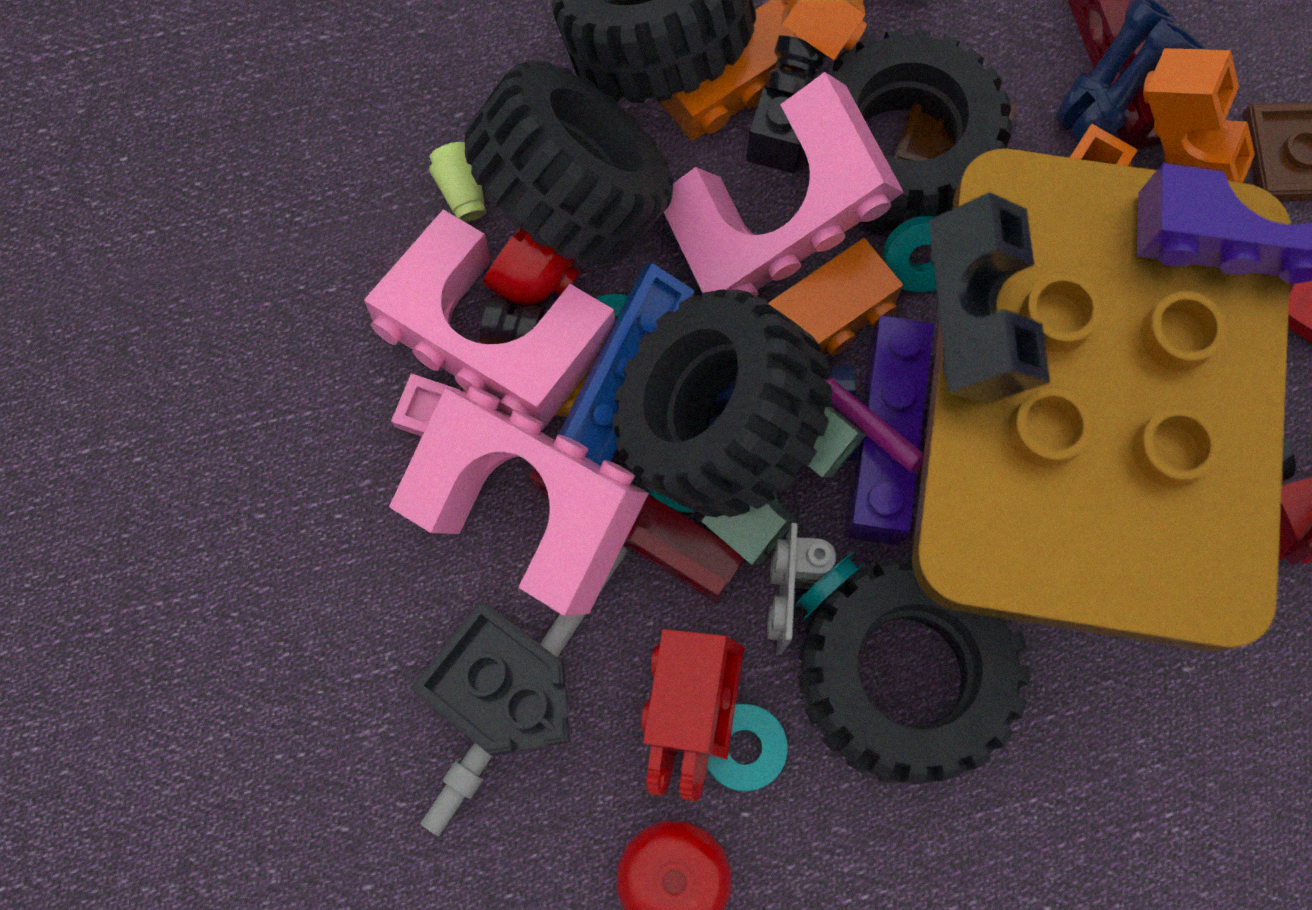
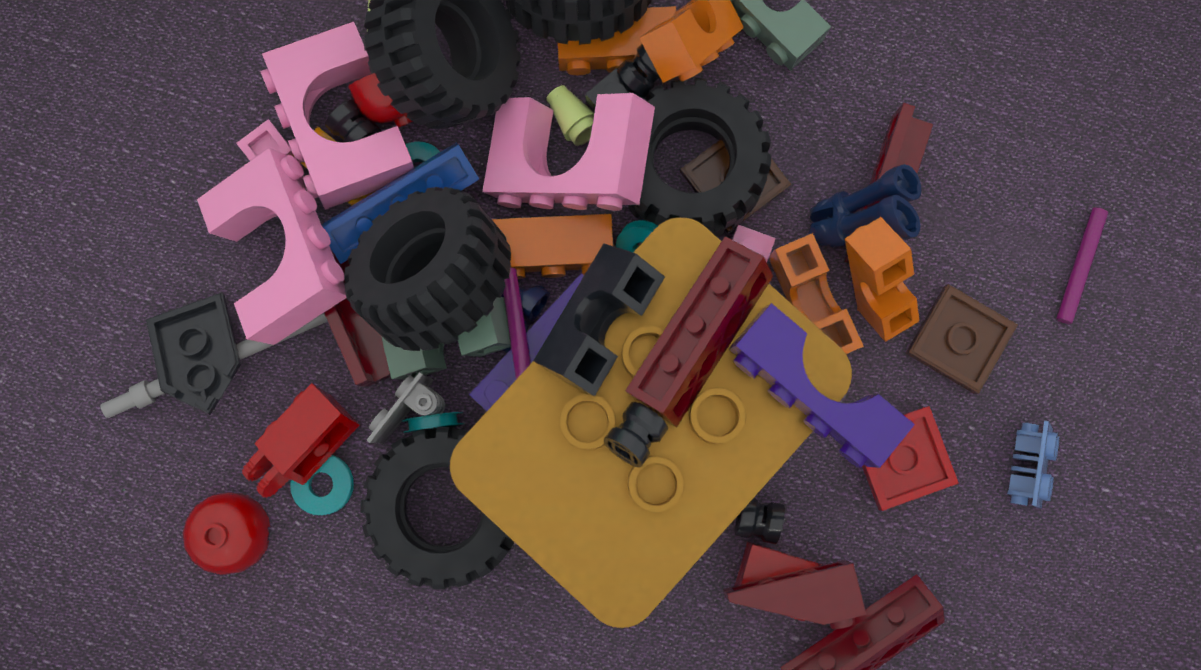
camera: 30 degrees right, 10 degrees up
(745, 171) = (572, 115): none -> yellowish green cone
(1101, 246) = (701, 331): none -> dark red fence
(1121, 399) = (635, 435): none -> black wheel

